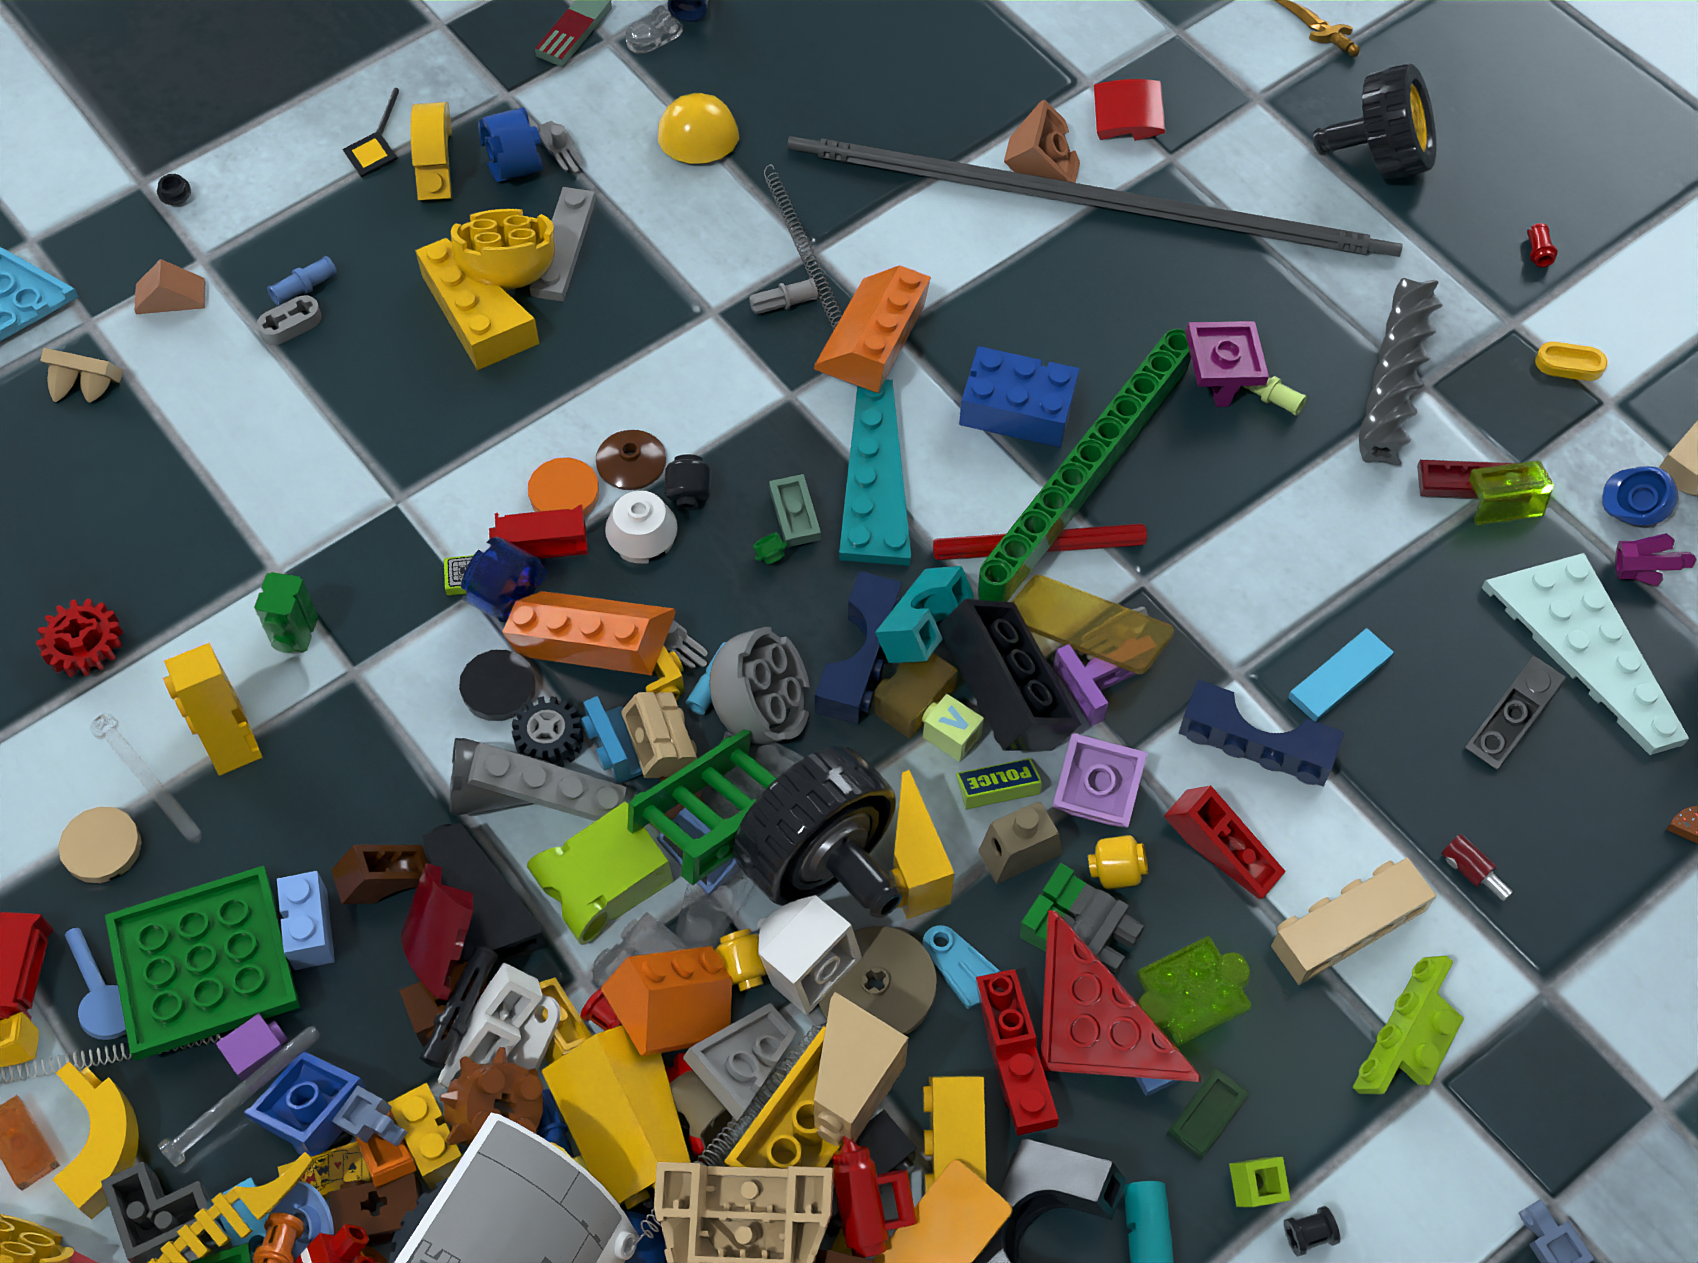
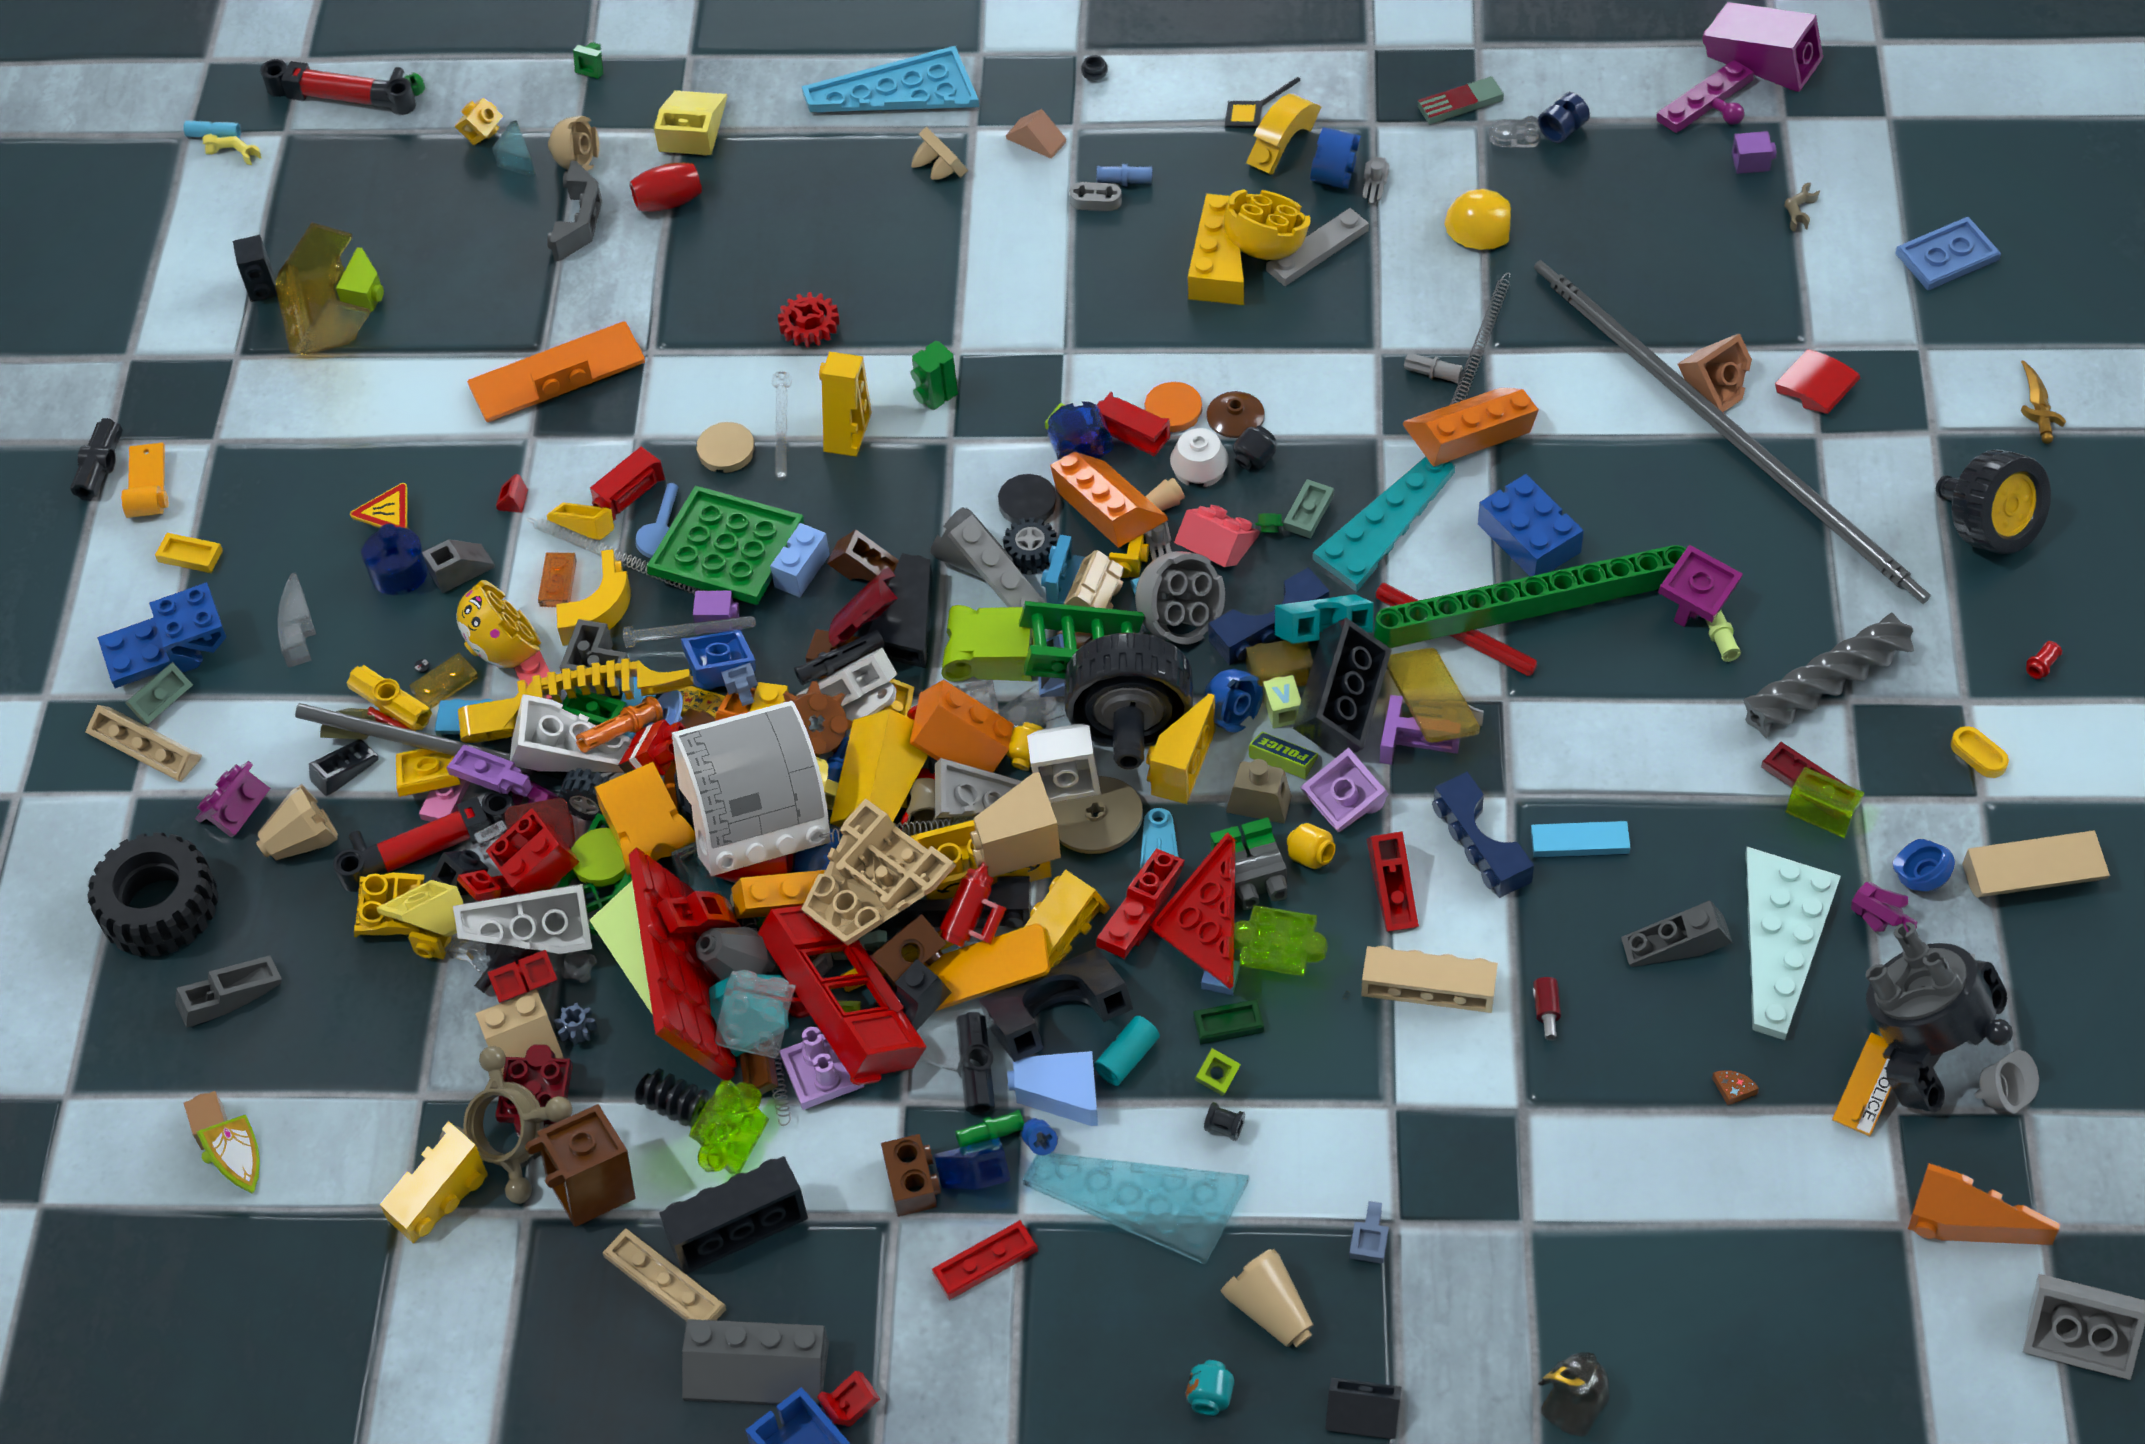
camera: 45 degrees right, 5 degrees down
(642, 585) = (1166, 494): none -> tan cone
(732, 596) = (1216, 535): none -> coral slope
(902, 749) = (1236, 698): none -> blue cylinder
(1415, 1032) = (1406, 1070): lime bracket -> none

